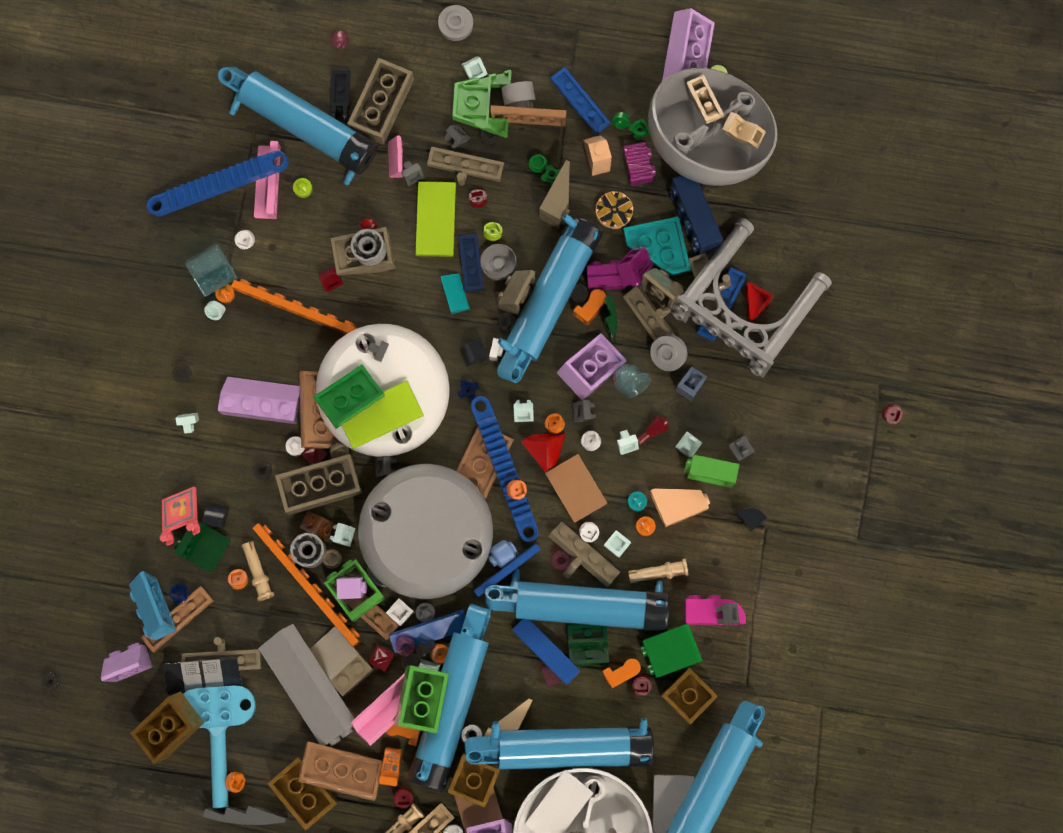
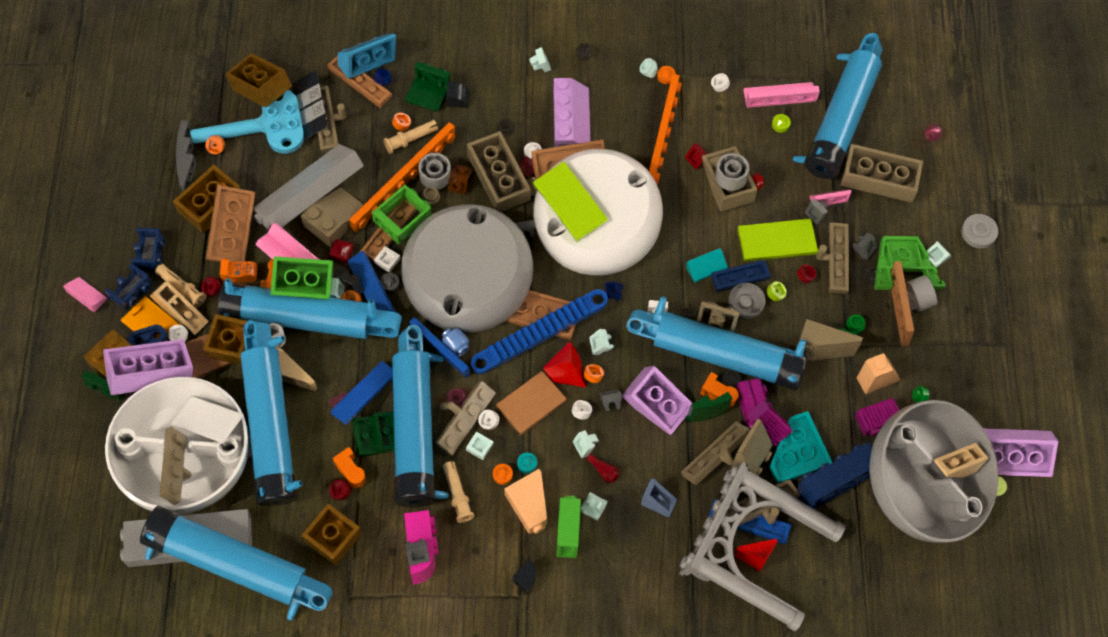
camera: 75 degrees right, 15 degrees down
(126, 663) = (312, 41): lavender slope -> none
(177, 512) = (452, 63): coral flag -> none
(211, 269) = (685, 57): clear light blue slope -> none
(217, 183) = (768, 51): blue gear -> none
(340, 92) = (881, 139): black hinge -> none
(343, 534) = (454, 198): light aqua tile -> none
(349, 396) = (582, 167): green plate -> none
(351, 588) = (401, 203): lavender brick -> none
(378, 350) = (631, 188): dark grey tile -> none
(405, 651) = (349, 265): clear pink plate -> none
(473, 352) = (651, 290): black brick -> none
(516, 489) = (519, 340): orange tile -> none
(580, 101) = (931, 355): blue tile -> none
(614, 210) = (825, 402): tile -> none
(627, 378) = (649, 432): clear light blue helmet -> none
(668, 352) = (686, 470): light grey piece -> none
(670, 651) = (377, 512): green slope -> none
(741, 448) = (598, 560): dark grey tile -> none
(743, 131) = (937, 502): tan brick -> none

